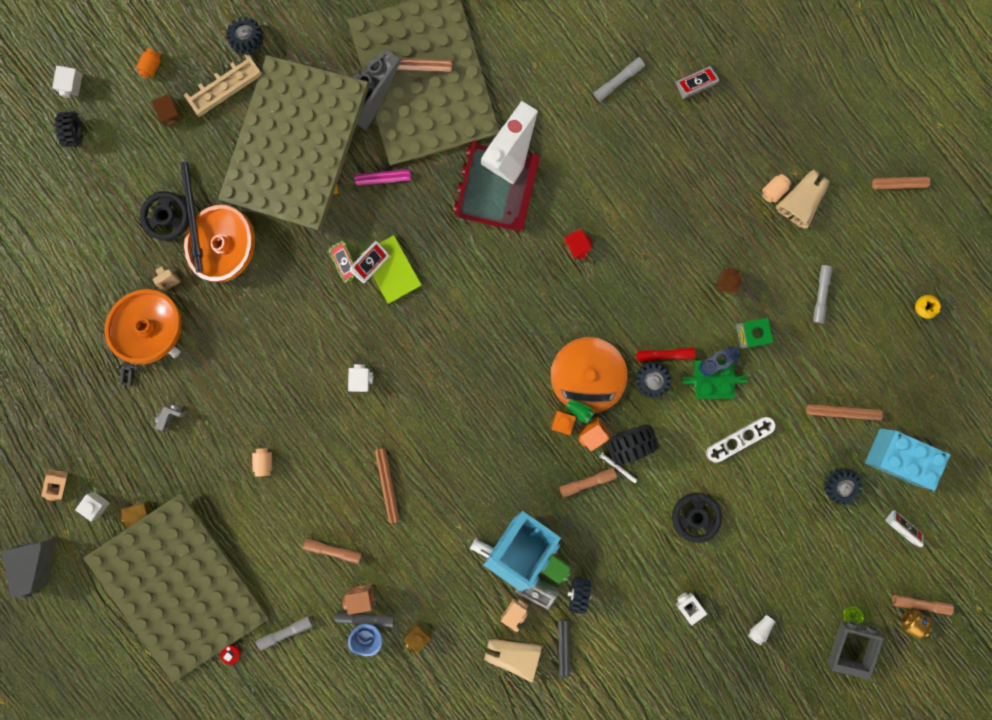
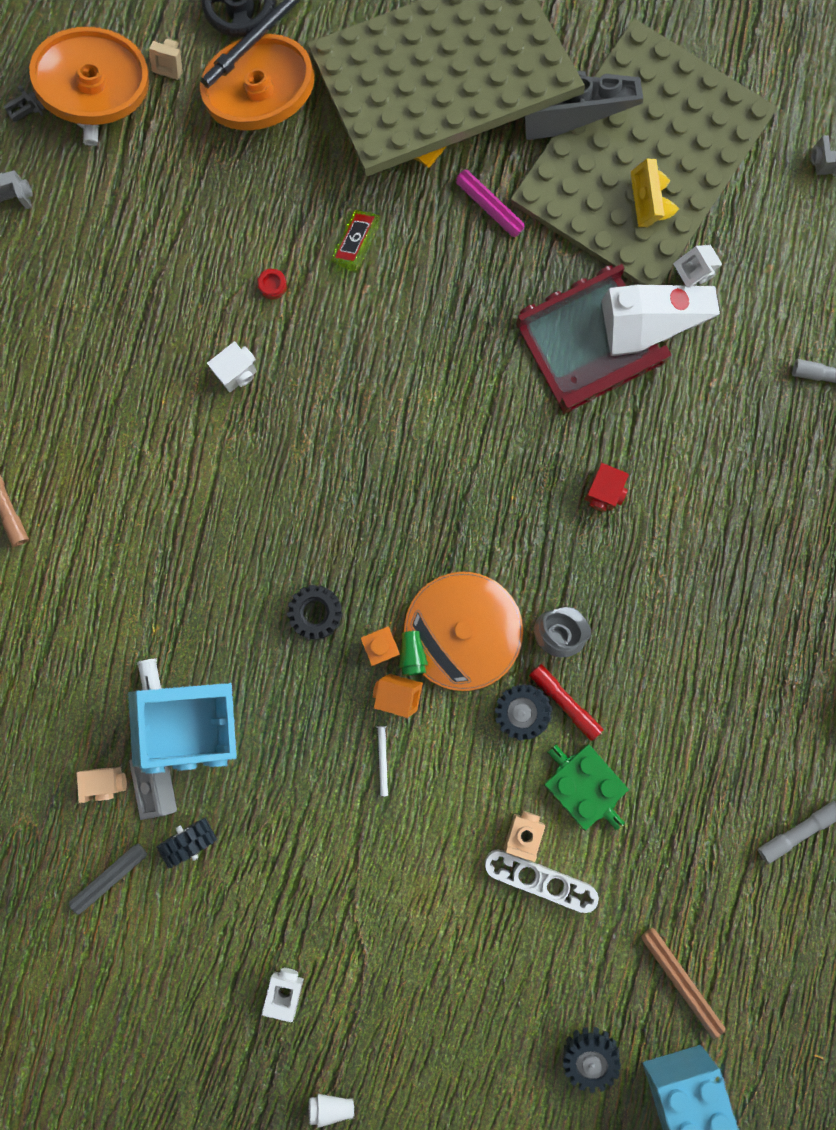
camera: 45 degrees right, 5 degrees down
(262, 462) = (42, 336): light nougat brick -> none
(331, 323) = (272, 284): none -> red tile
(369, 262) = (378, 263): slope -> none
(387, 485) = (133, 503): nougat axle -> none
(396, 274) = (392, 299): lime tile -> none
(425, 64) = (659, 139): nougat axle -> none
(443, 92) = (647, 187): none -> yellow tile
(505, 102) = (697, 265): none -> white brick
(515, 657) = (47, 827): tan piece -> none
(518, 452) = (308, 595): none -> black tyre
(557, 569) = (196, 787): bright green brick -> none
(599, 478) = (316, 728): nougat piece -> none
(630, 327) = (562, 632): none -> dark grey hat
(632, 444) = (424, 752): black tyre -> none
(681, 524) = (424, 893): black wheel -> none
(711, 366) = (599, 768): dark blue piece -> none
(718, 435) = (515, 845): none -> light nougat brick
(729, 281) = (718, 703): reddish brown brick -> none
(745, 335) = (674, 775): green piece -> none

